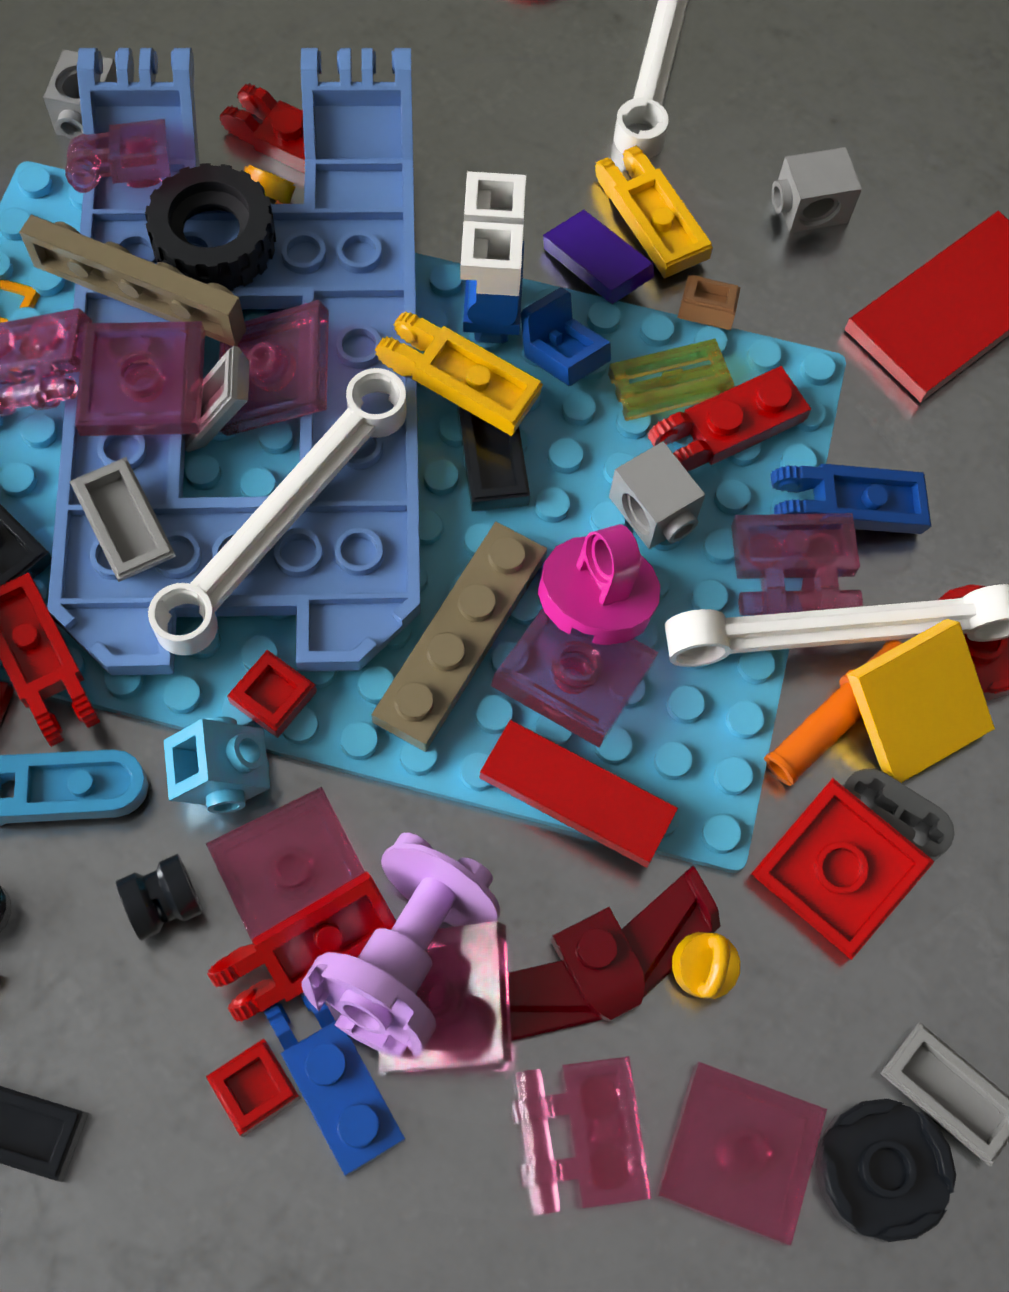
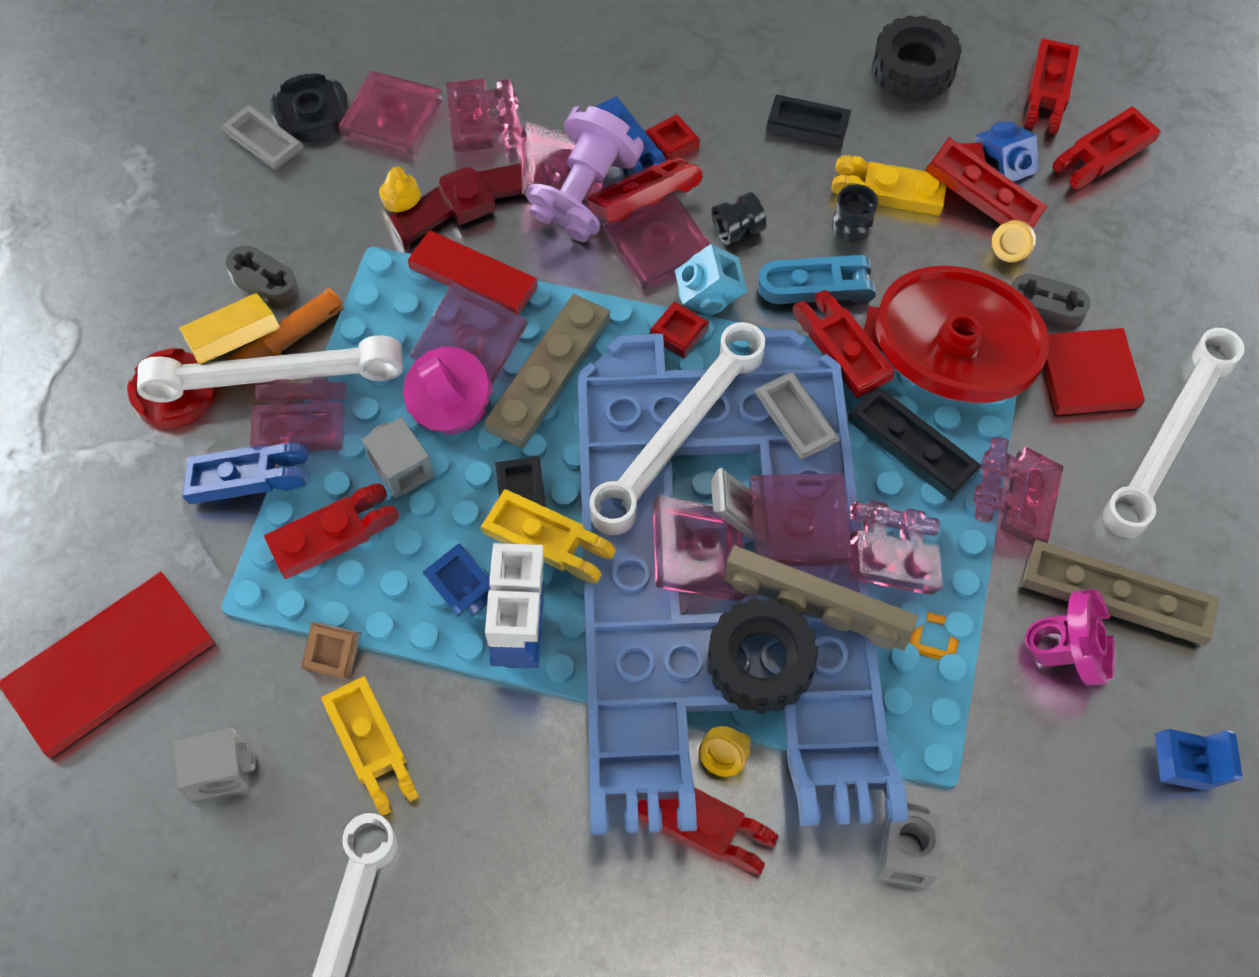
camera: 175 degrees left, 5 degrees down
(127, 153) = (836, 714): clear pink plate -> none
(598, 256) = (424, 690): dark purple tile -> none
(674, 387) = (375, 583): clear yellow tile -> none
(842, 868) = (304, 241): red tile -> none

